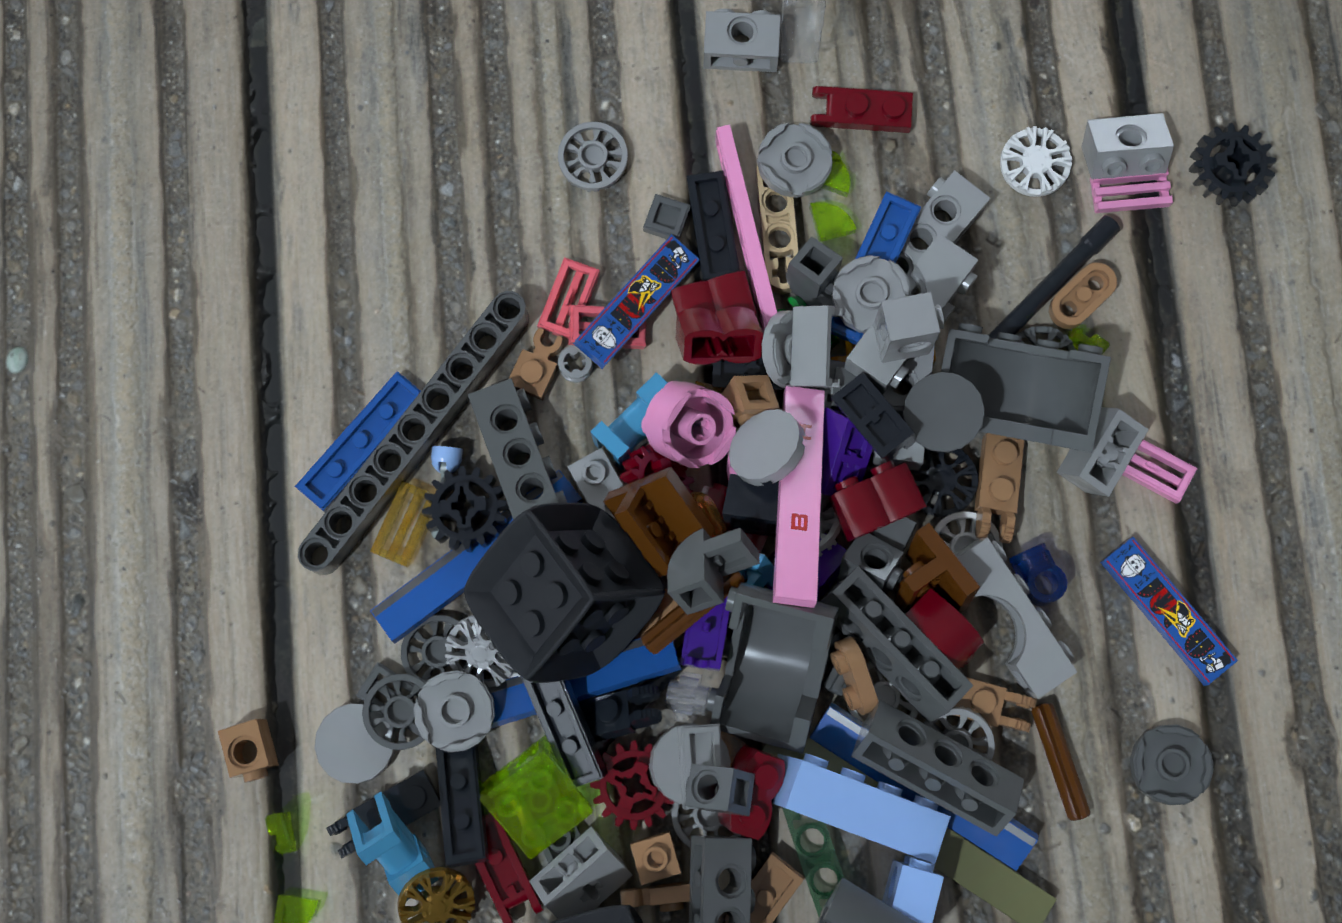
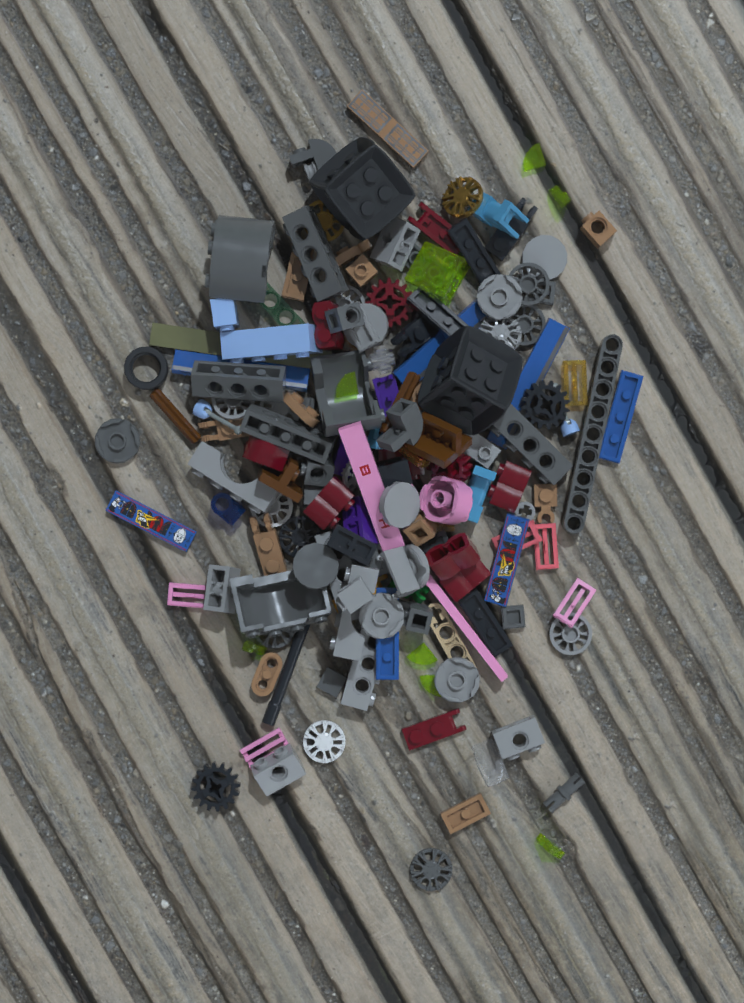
camera: 155 degrees right, 10 degrees up
(579, 409) = (509, 486): none -> dark red brick
(598, 191) = (563, 619): none -> bright pink tile
(762, 682) = (347, 385): none -> clear neon green tile
(986, 242) = (331, 682): none -> dark grey tile
(1010, 748) = (204, 410): none -> hinge
(1109, 862) = (132, 357): none -> black tyre

